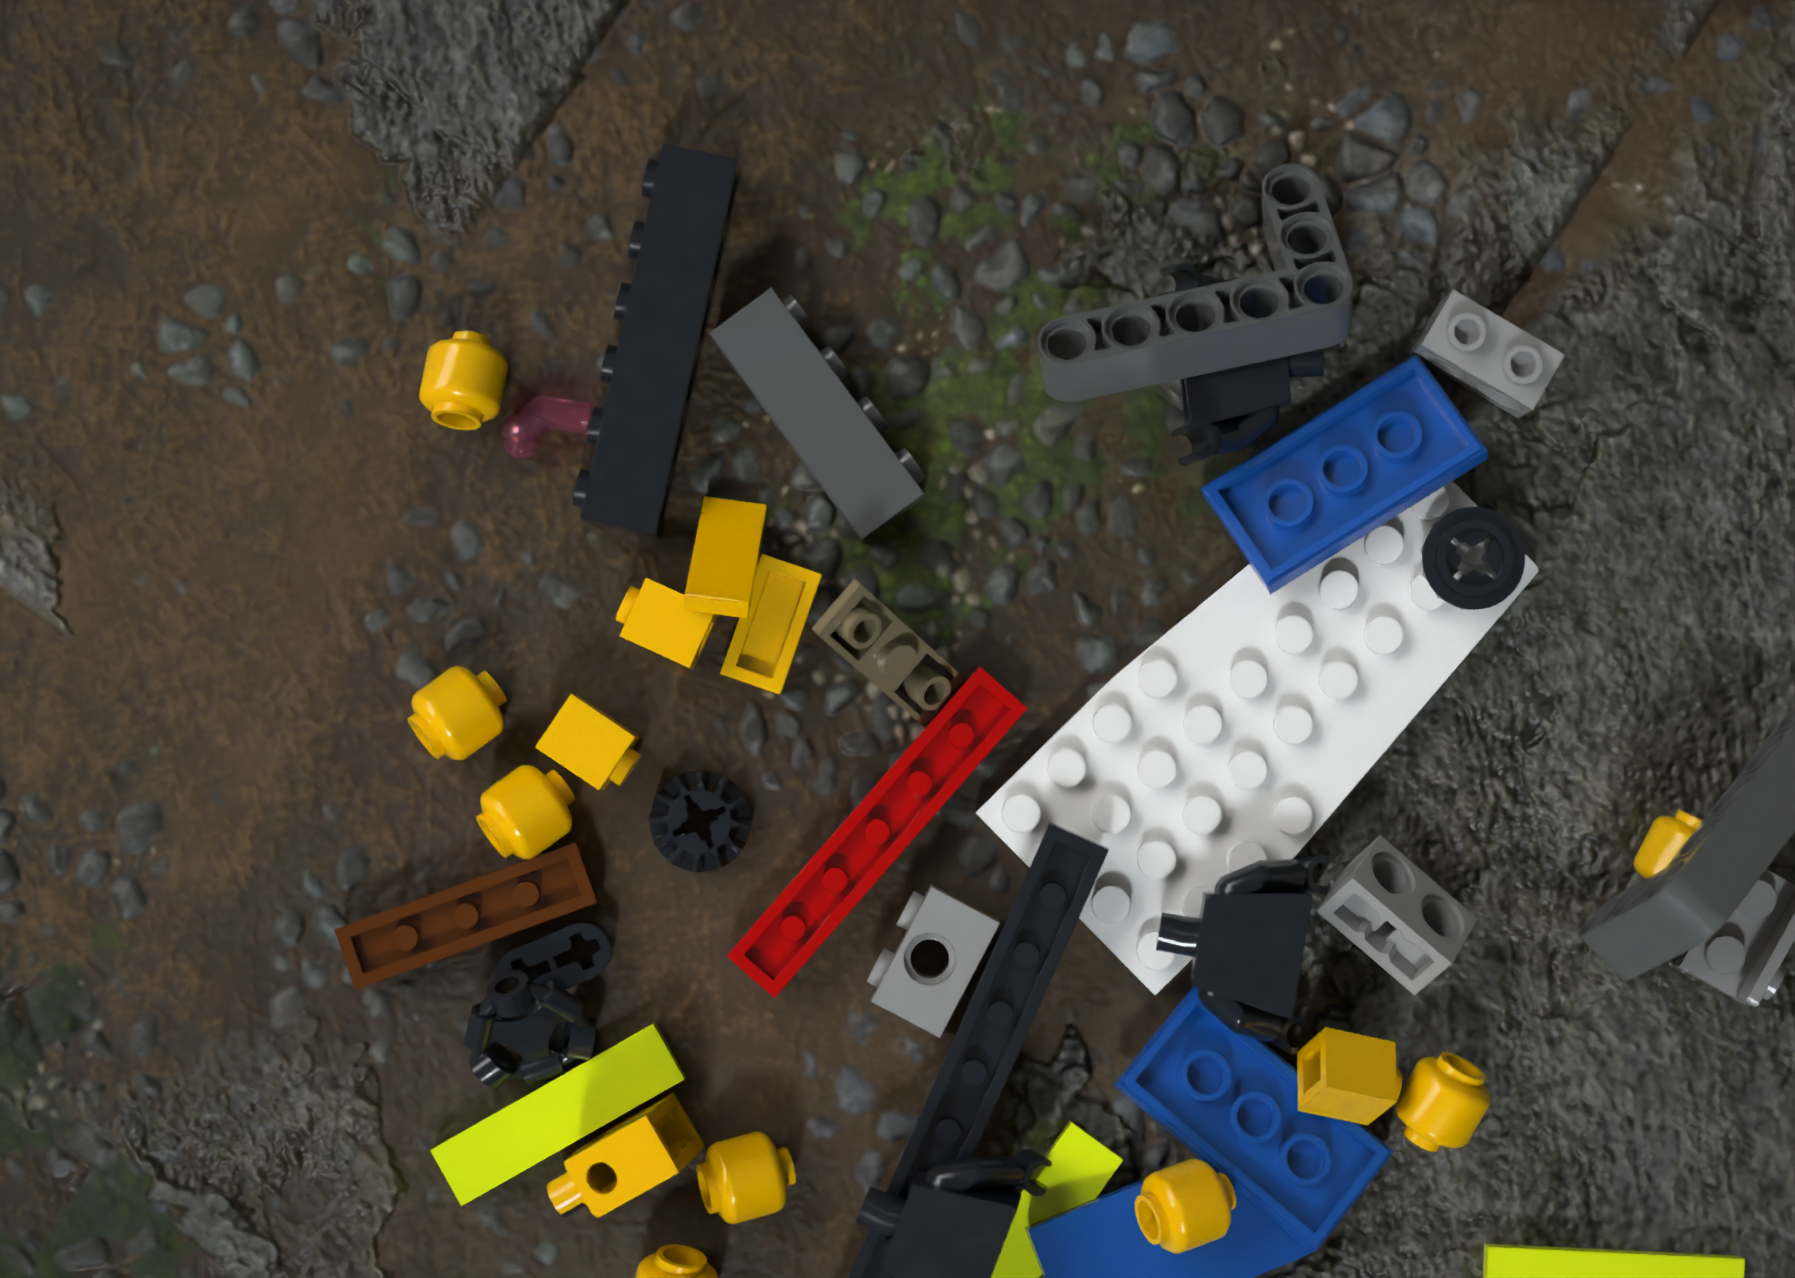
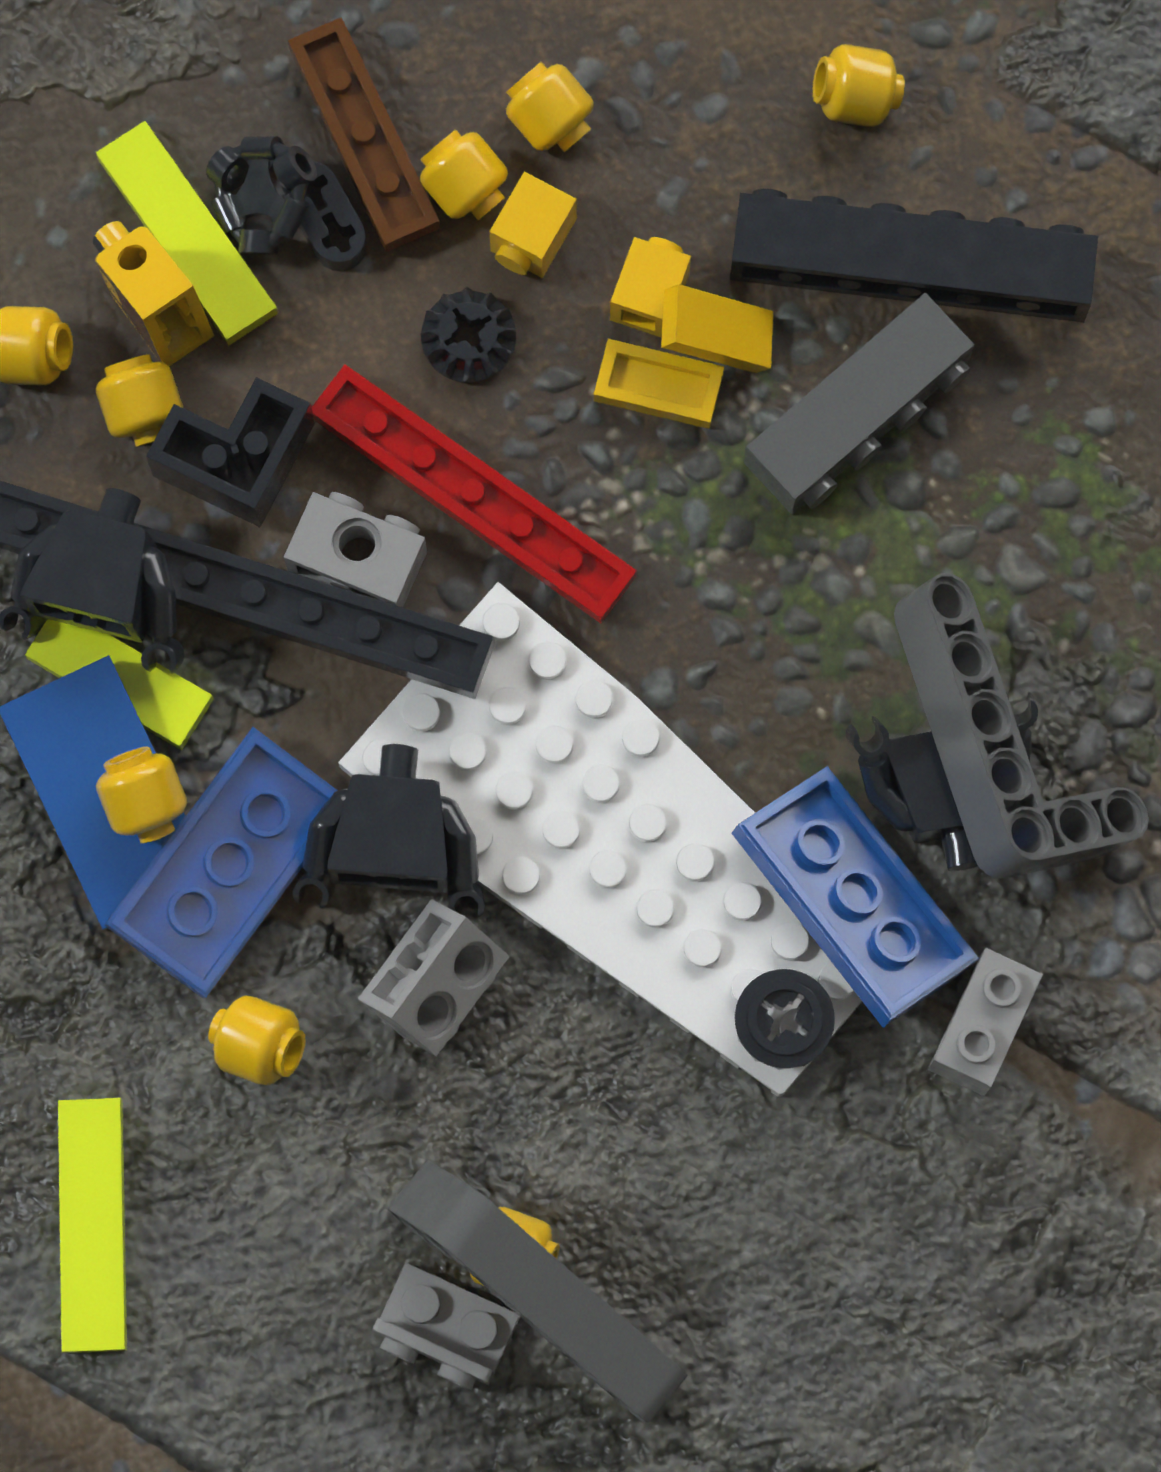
camera: 80 degrees right, 10 degrees down
(539, 417) = (830, 156): clear pink arm -> none
(834, 1078) = (239, 465): none -> black brick
(888, 652) = (645, 476): dark tan slope -> none
(1347, 1076) = (274, 944): yellow brick -> none

